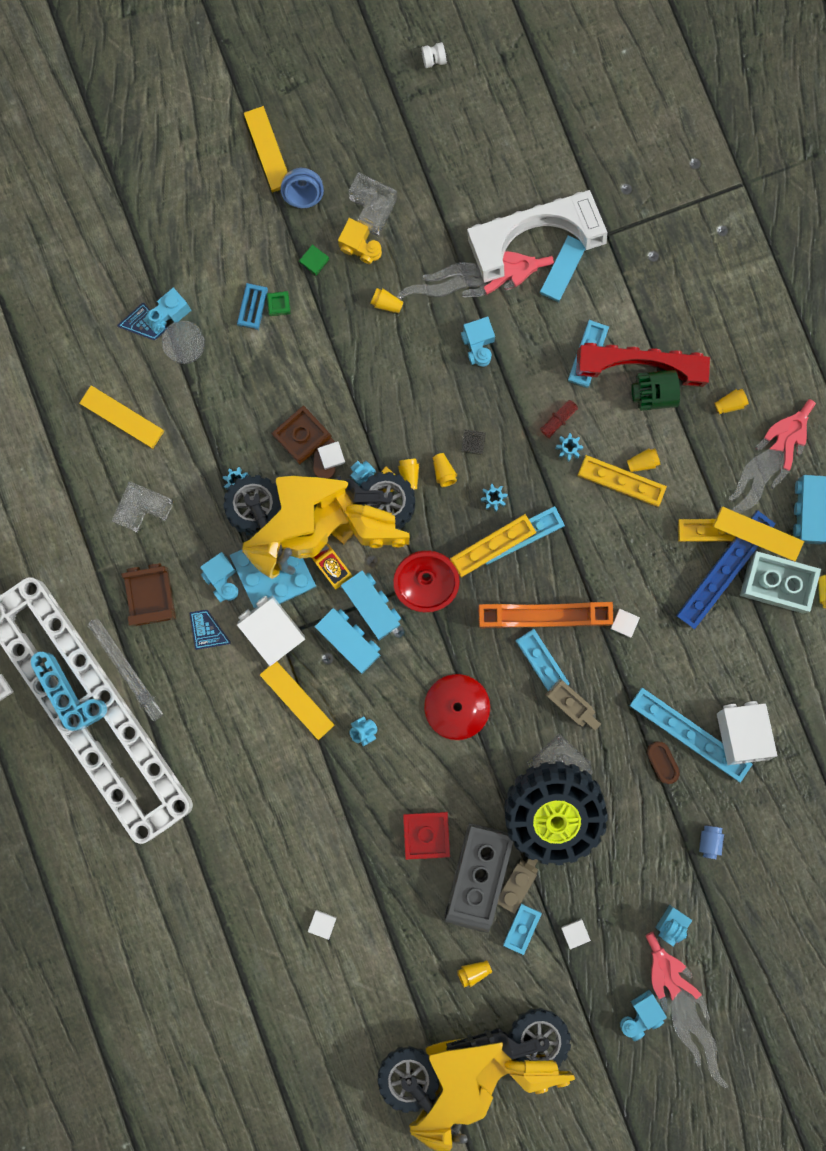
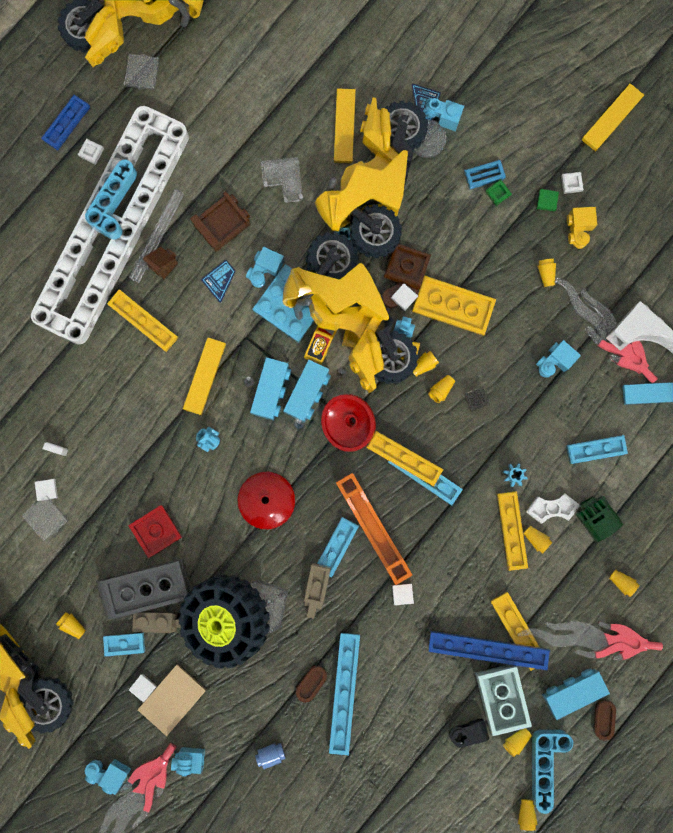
camera: 55 degrees right, 0 degrees up
(156, 678) = (161, 261): none -> reddish brown slope
(204, 731) = (142, 320): none -> yellow plate
(205, 417) = (374, 190): none -> piece
(270, 629) = (245, 325): white brick -> none
(286, 891) = (55, 449): none -> white tile
(302, 188) = (593, 160): medium blue piece -> none
(310, 226) = (572, 182): none -> white tile
(350, 941) = (45, 518): none -> clear piece
(367, 411) = (454, 305): none -> yellow tile
(375, 198) = (621, 220): clear brick -> none
(492, 491) = (446, 435): medium azure gear -> none
(559, 418) = (533, 455): clear red axle -> none
(603, 910) = (172, 699): none -> tan tile
(618, 438) = (561, 507): none -> white tile
(691, 368) = (631, 535): red arch -> none
(746, 733) = (369, 737): white brick -> none
(758, 533) = (531, 661): yellow tile -> none
(795, 629) = (473, 733): none -> black piece

